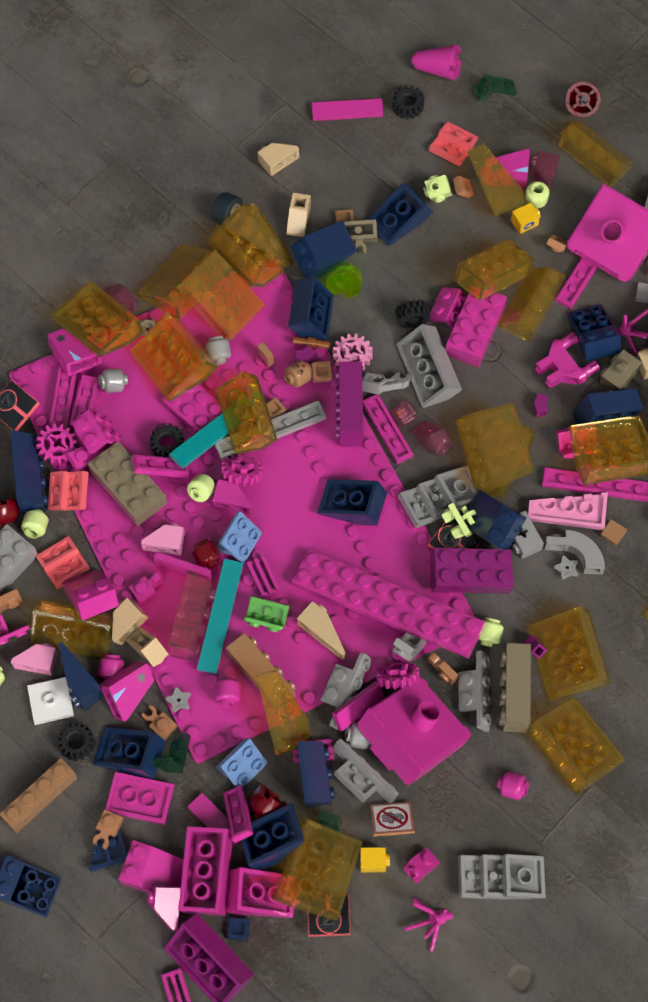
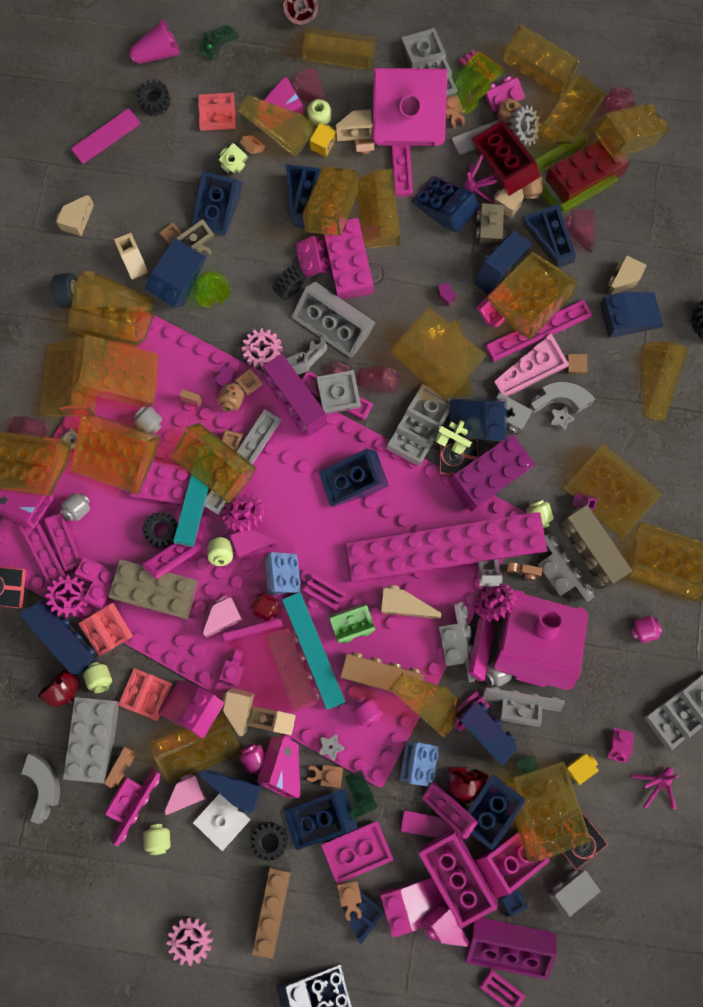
camera: 35 degrees left, 10 degrees up
(96, 430) = (95, 562): dark pink bracket -> none
(293, 952) = (573, 892): none -> light grey brick
(311, 309) = (201, 333): dark blue slope -> none
(312, 342) = (221, 362): dark orange bar -> none
(390, 425) = (338, 392): none -> light grey plate
(392, 819) = (574, 725): piece -> none
(477, 240) = (300, 185): none -> dark blue wedge
(559, 223) = (355, 126): none -> tan slope
(563, 365) = (441, 247): dark pink connector -> none

